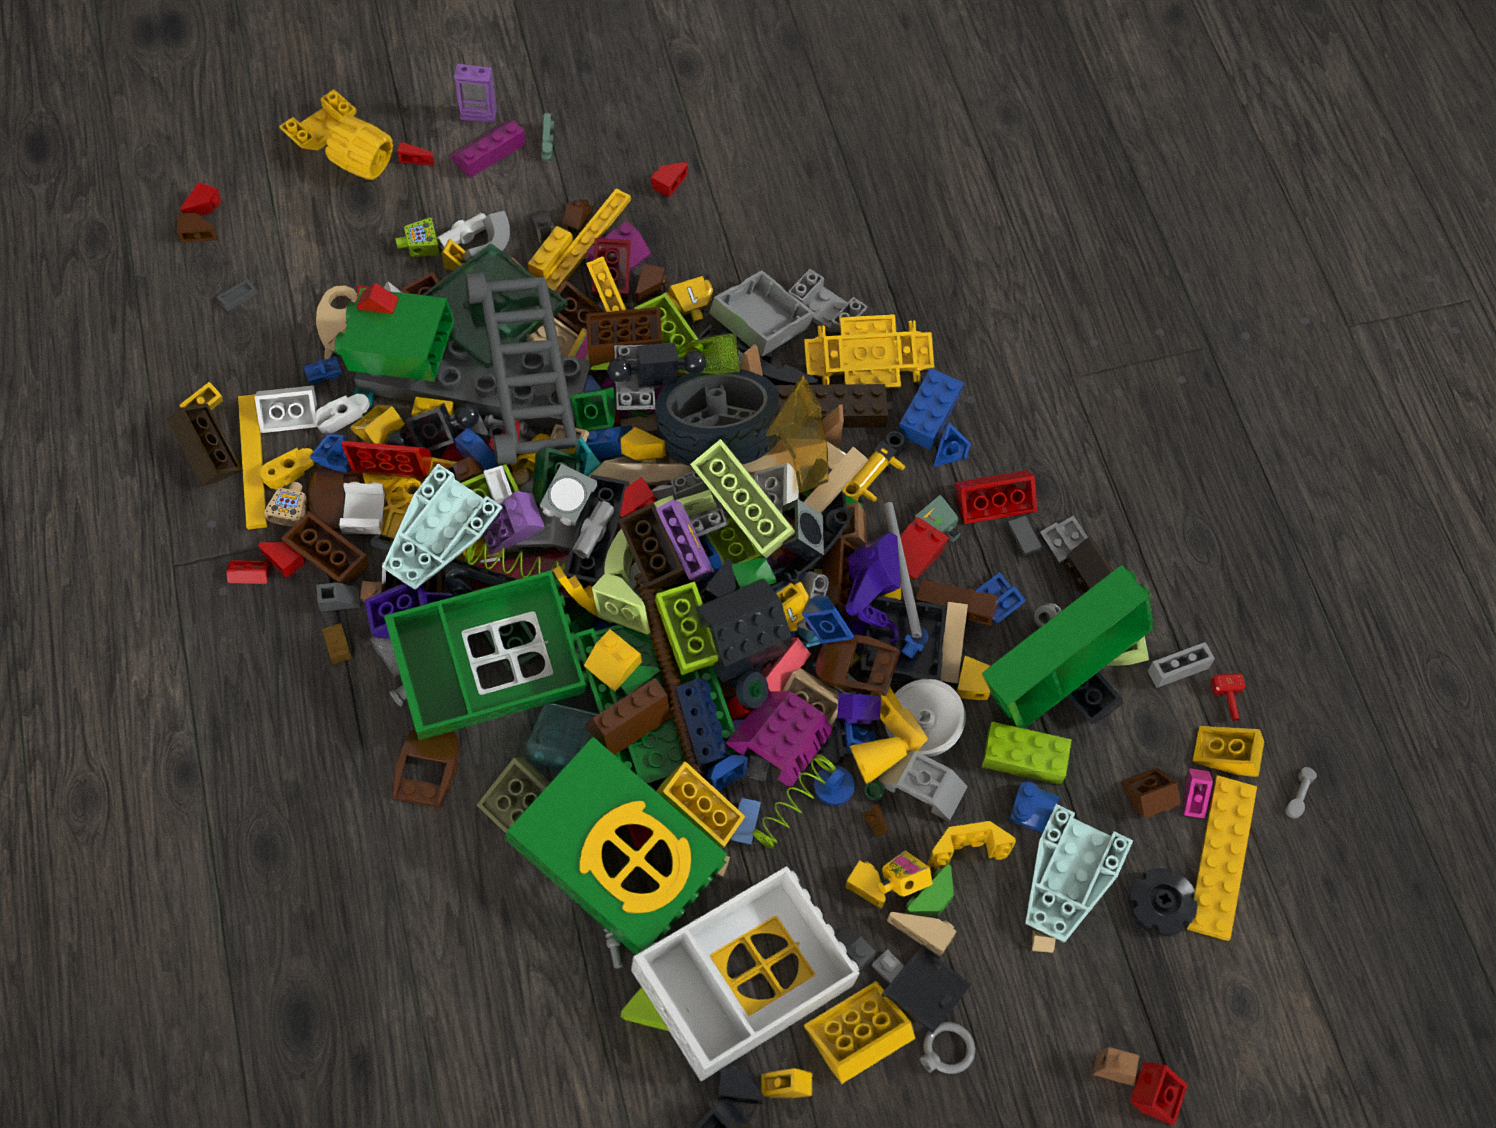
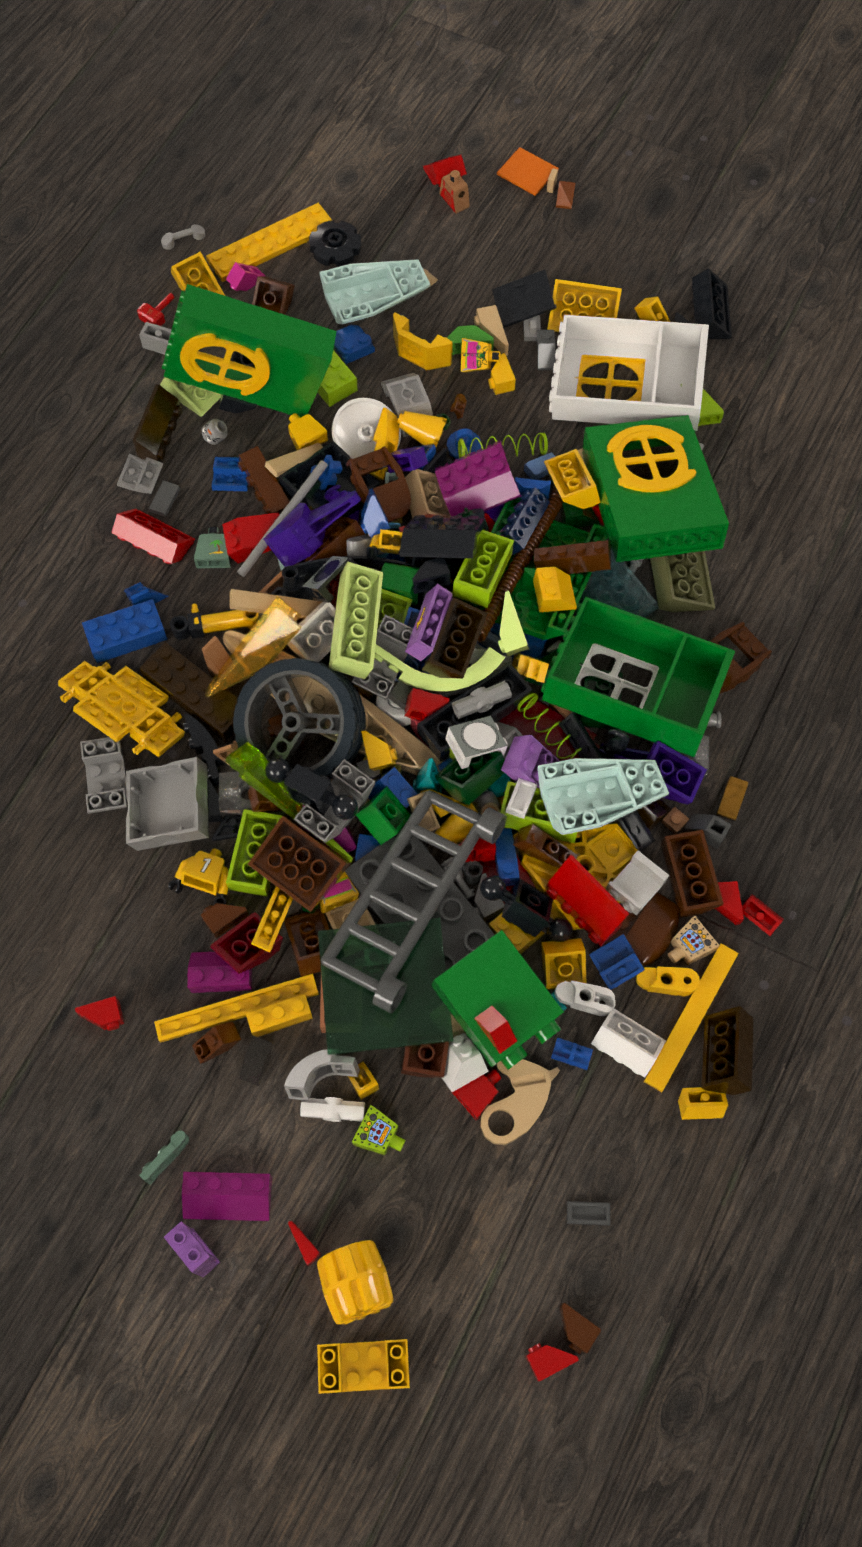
camera: 135 degrees left, 5 degrees up
(932, 1061) = (556, 268): light grey piece -> none

